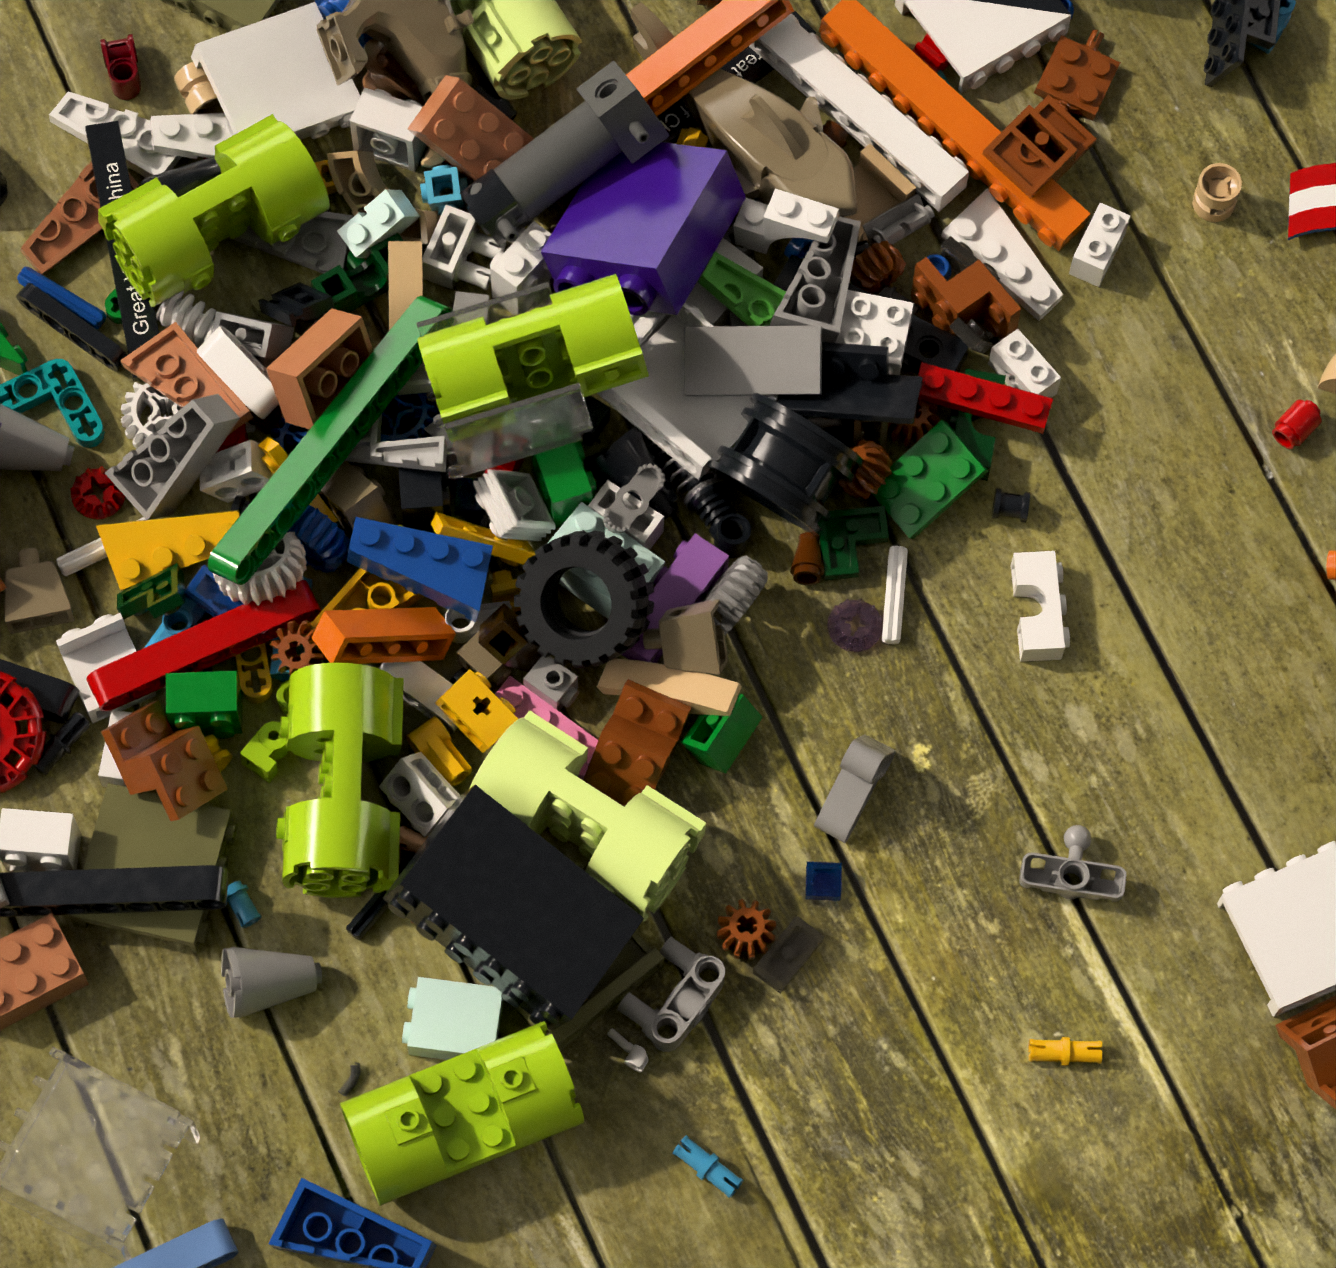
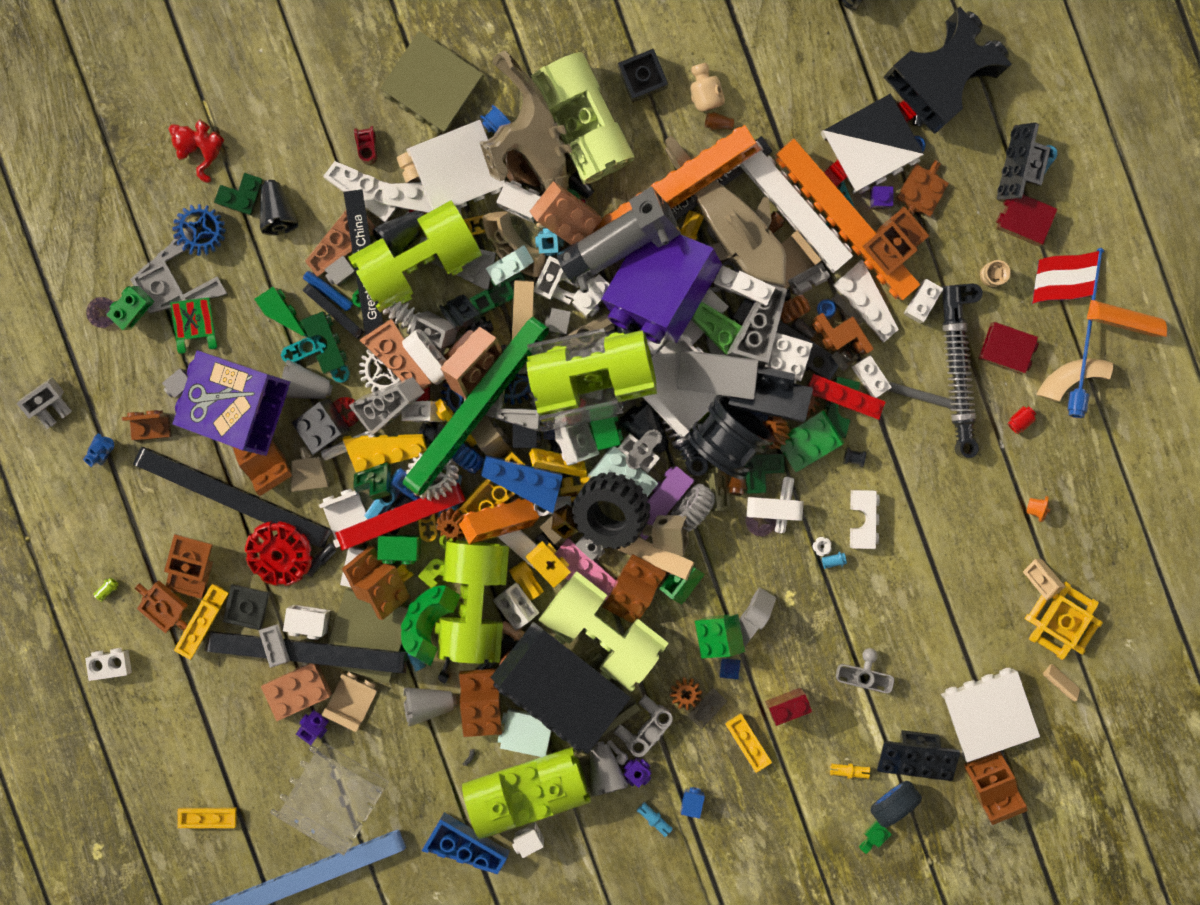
camera: 10 degrees right, 20 degrees up
(48, 347) = (332, 357): none -> dark green arch
(52, 1029) = (312, 727): none -> dark purple brick
(55, 510) = (320, 426): none -> brick
(82, 262) = (339, 271): none -> light grey brick
(124, 988) = (350, 701): none -> tan panel
(251, 817) = (421, 618): none -> green brick
(294, 934) = (443, 676): none -> black hand
(366, 967) = (479, 703): none -> dark orange bracket
(470, 1211) = (528, 840): none -> white brick
(608, 1081) = (604, 771): none -> light grey cone
(668, 1088) = (637, 765): none -> dark purple brick
(776, 1127) = (692, 802): none -> blue brick
(779, 589) = (719, 486): none -> olive hinge
(799, 815) = (719, 636): none -> green brick
(870, 1012) = (748, 742): none -> yellow plate
(877, 592) = (775, 508): none -> white beam
(937, 929) = (788, 706): none -> dark red brick
(970, 651) = (817, 546): none -> white plate
(994, 681) = (834, 560): none -> dark azure pin
(1008, 89) = (881, 197): none -> dark purple brick
(1124, 402) = (921, 395): none -> dark grey piece
(1127, 1167) = (875, 835): none -> green plate
(1156, 1092) = (896, 804): none -> black wheel
(1160, 283) = (955, 329): none -> black piece
(1189, 1016) = (918, 756): none -> black bracket
(1258, 107) = (1026, 219): none -> dark red brick
(1258, 310) = (1008, 348): none -> dark red brick

